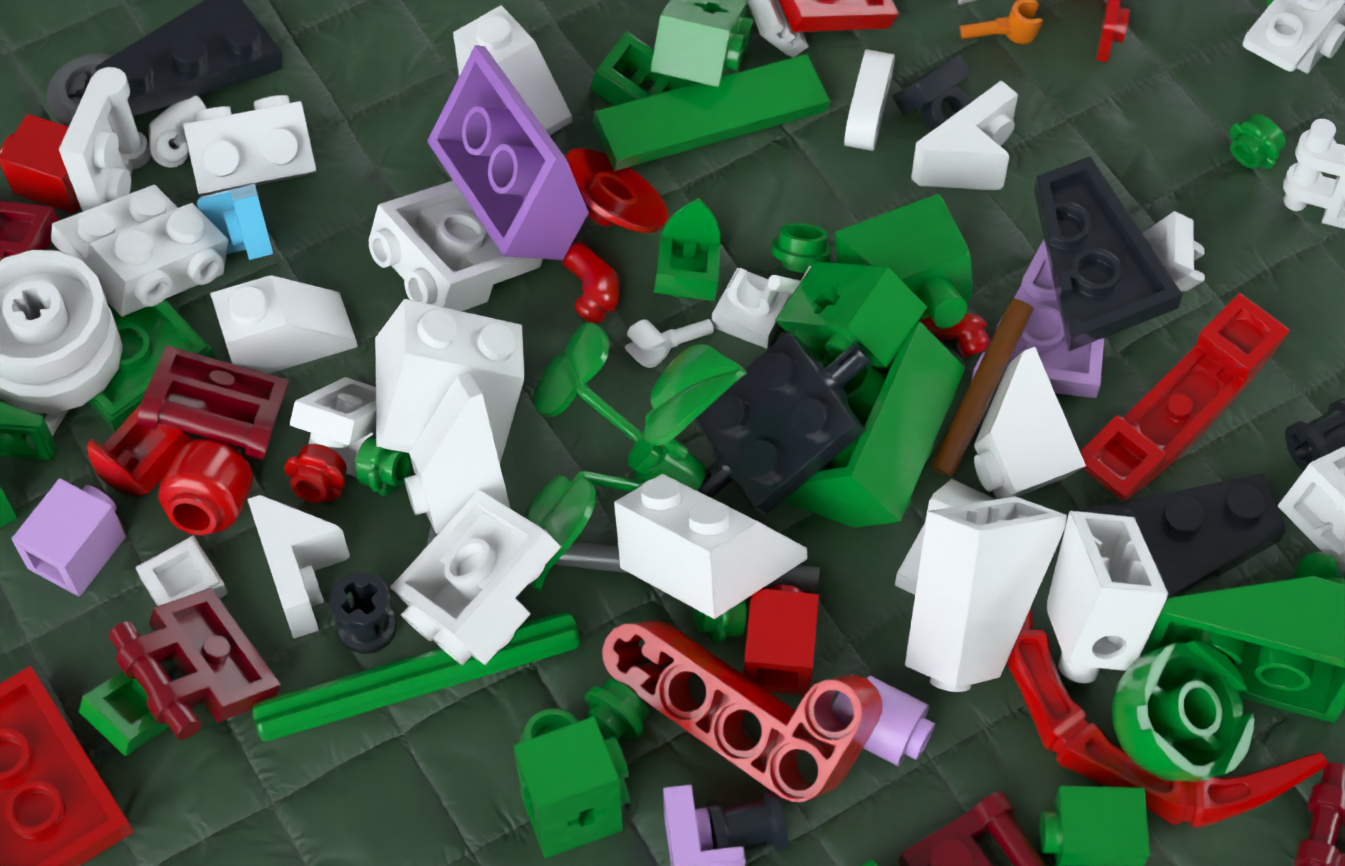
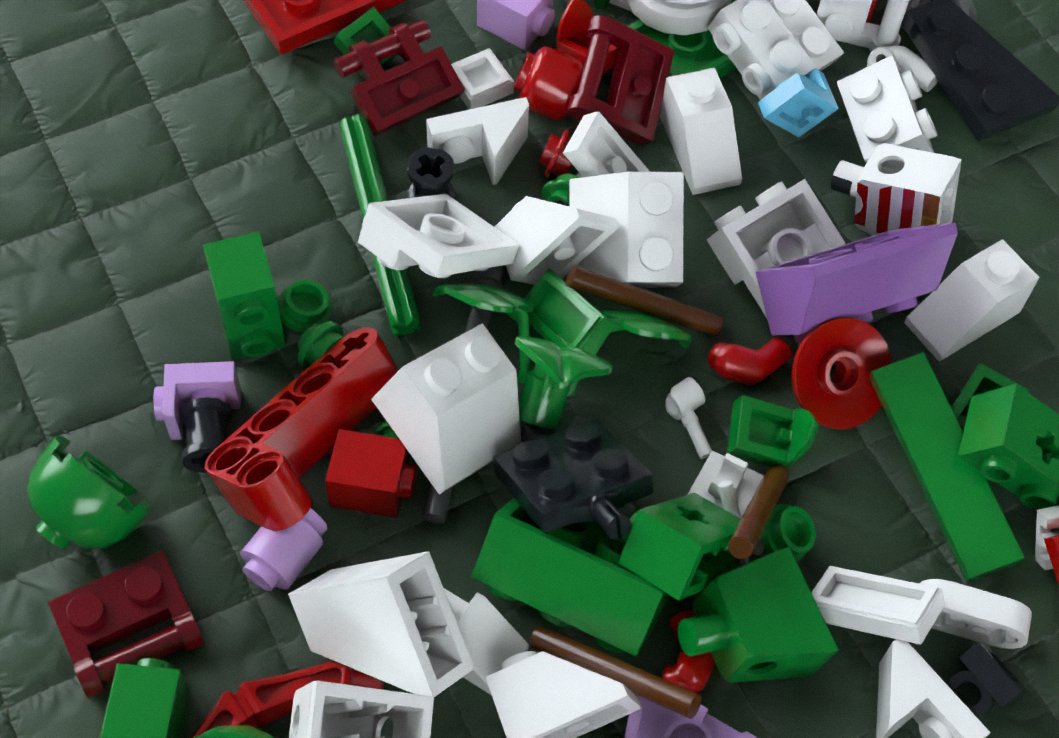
camera: 90 degrees right, 0 degrees up
(384, 123) = (900, 188): none -> torso
(537, 372) = (644, 300): none -> reddish brown bar
(569, 442) = (566, 315): none -> green tile
(800, 253) = (758, 511): none -> reddish brown bar
(880, 164) = (878, 604): none -> white tile

